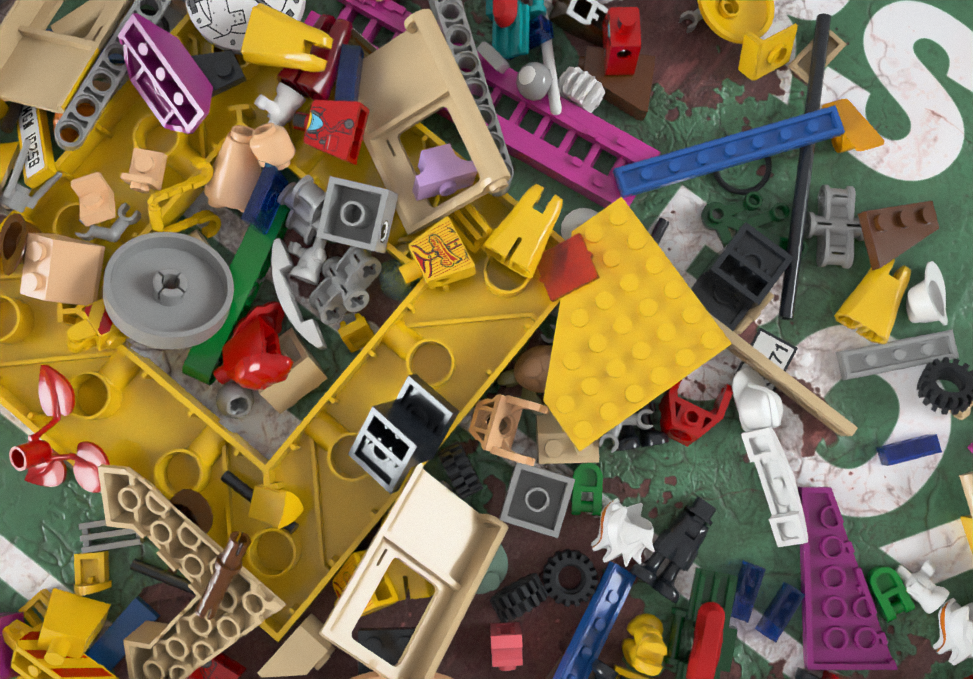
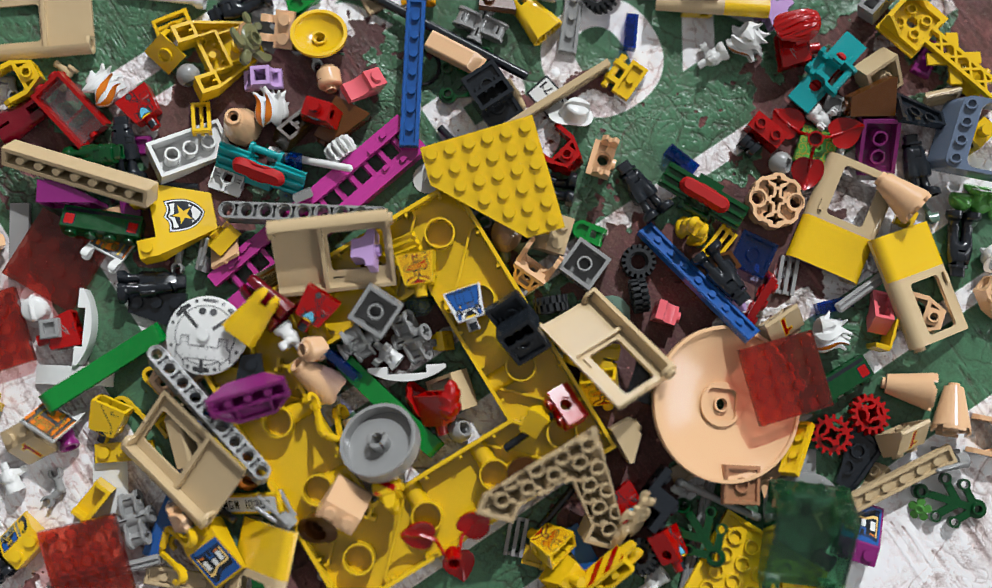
camera: 75 degrees left, 0 degrees up
(95, 198) = (306, 471): light nougat bracket -> none
(109, 590) = (551, 543): none -> yellow torso
(112, 234) = (331, 469): light grey arm -> none
(145, 170) = (298, 434): light nougat bracket -> none
(226, 566) = (562, 451): reddish brown pin -> none
(327, 539) = (565, 396): none -> brick
(349, 73) = (285, 286): clear blue piece -> none
(410, 345) = (466, 305): none -> torso
(524, 233) = (421, 213): yellow piece -> none
(534, 81) = (327, 175): light grey piece -> none
(567, 267) = (451, 196): clear red piece -> none
(623, 532) = (621, 219): white hair -> none
(634, 419) = (557, 188): light grey arm -> none
(676, 40) = (329, 78): none -> light nougat head
(684, 92) = (364, 85): none -> coral arch
(719, 469) = (604, 149): none -> light nougat piece
(764, 56) = (359, 32): yellow piece -> none
(778, 485) = (625, 117): white slope -> none
(779, 611) = (700, 144): clear blue piece -> none
(781, 199) = (453, 52): none -> light nougat piece
(836, 472) = (628, 81): none -> yellow plate
(837, 605) = (704, 108): magenta wing -> none
(885, 583) = (703, 76): green plate -> none

